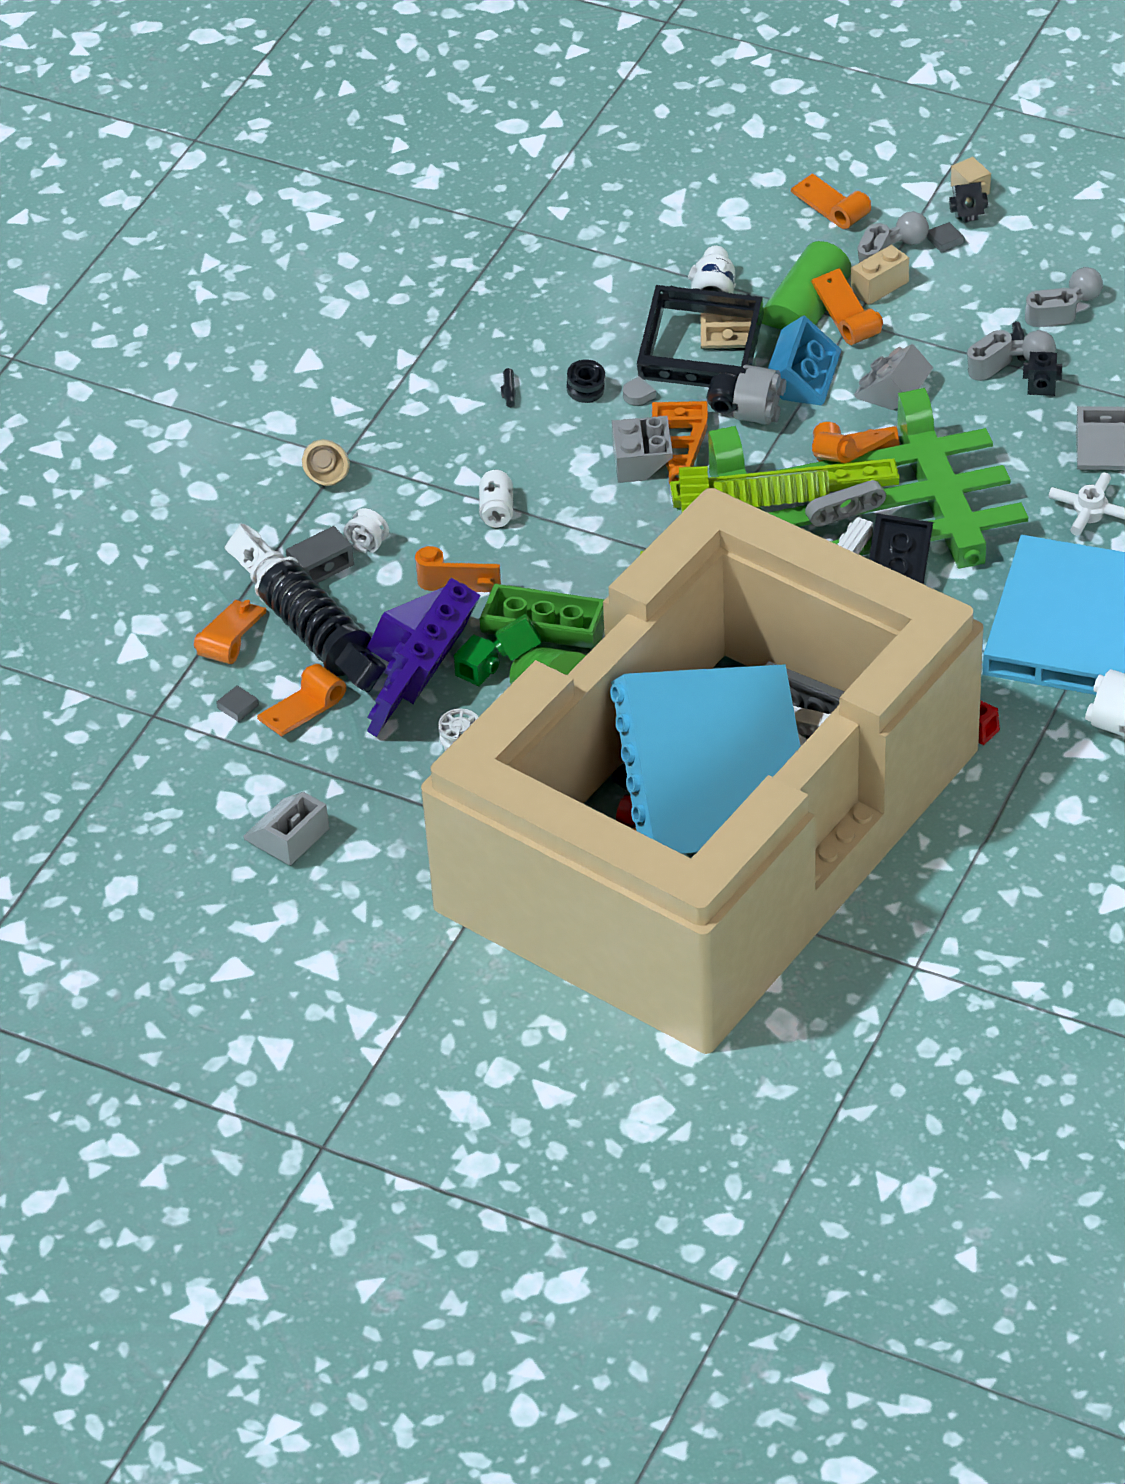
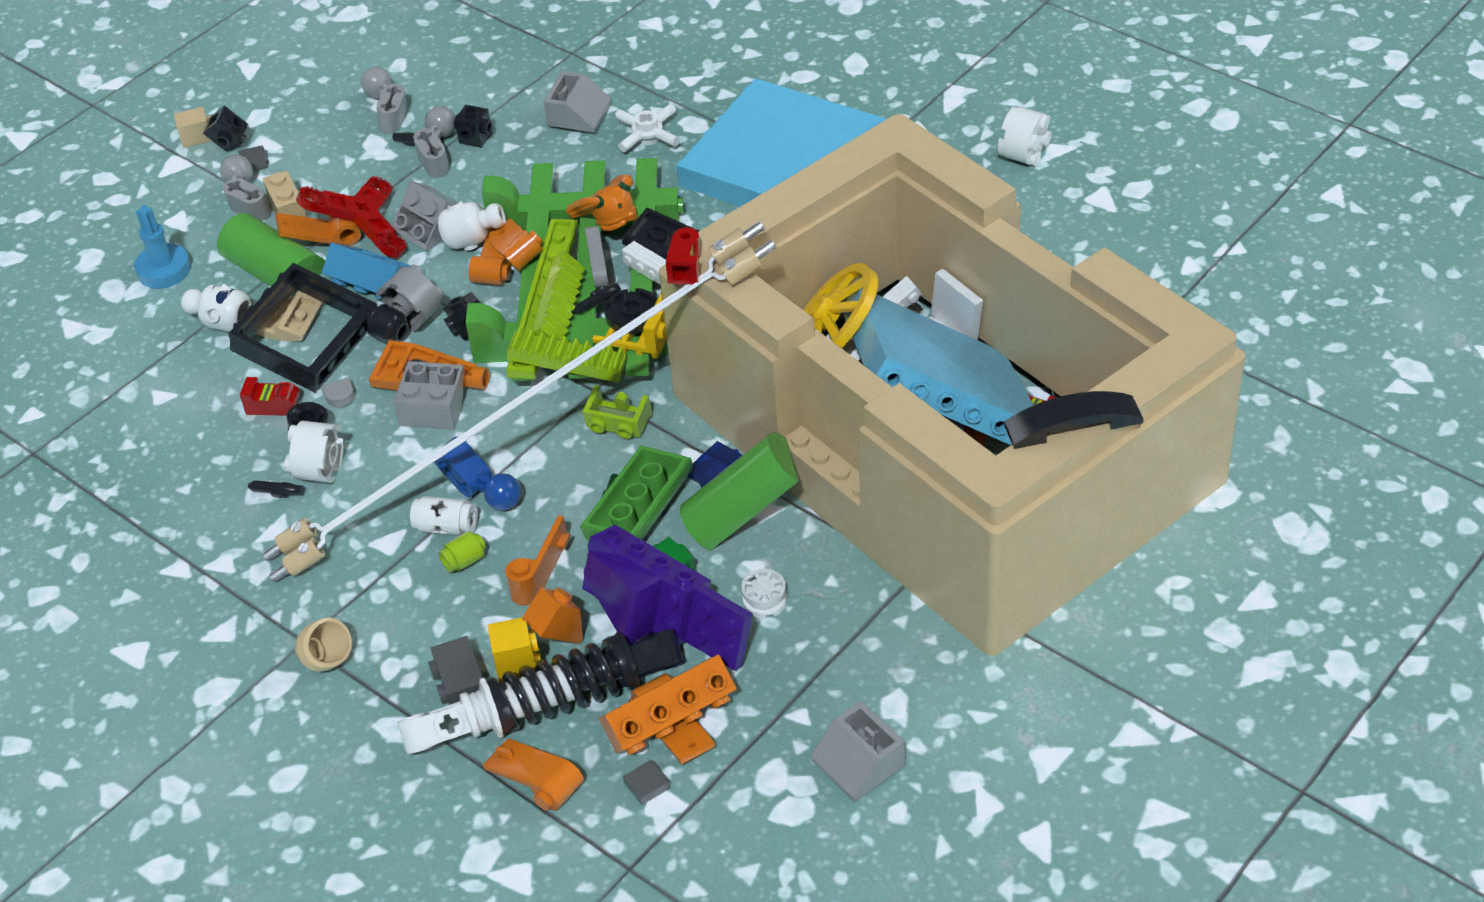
camera: 75 degrees left, 0 degrees up
(303, 686) = (667, 704): none -> orange brick
(345, 579) = (513, 646): none -> yellow brick
(366, 531) = (444, 623): white wheel -> none
(378, 589) = (555, 616): none -> orange slope
(457, 522) = (462, 551): none -> lime brick
(517, 638) = (675, 512): green brick -> none
(541, 391) = (314, 451): none -> white brick
(548, 503) = (471, 474): none -> blue beam
(552, 802) = (1070, 412): none -> black slope
(612, 344) = (268, 397): none -> red leg
(677, 529) = (298, 543): none -> piece
(693, 494) = (683, 257): none -> red leg
(745, 654) = (827, 305): none -> yellow wheel
(756, 441) = (456, 313): none -> black brick
(770, 223) = (161, 262): none -> dark azure piece
(792, 518) = (598, 296): none -> black piece
(832, 204) = (178, 212): orange door -> none
(864, 310) = (361, 209): none -> red piece
(877, 405) = (469, 224): none -> white piece
(929, 492) = (605, 202): none -> orange hair

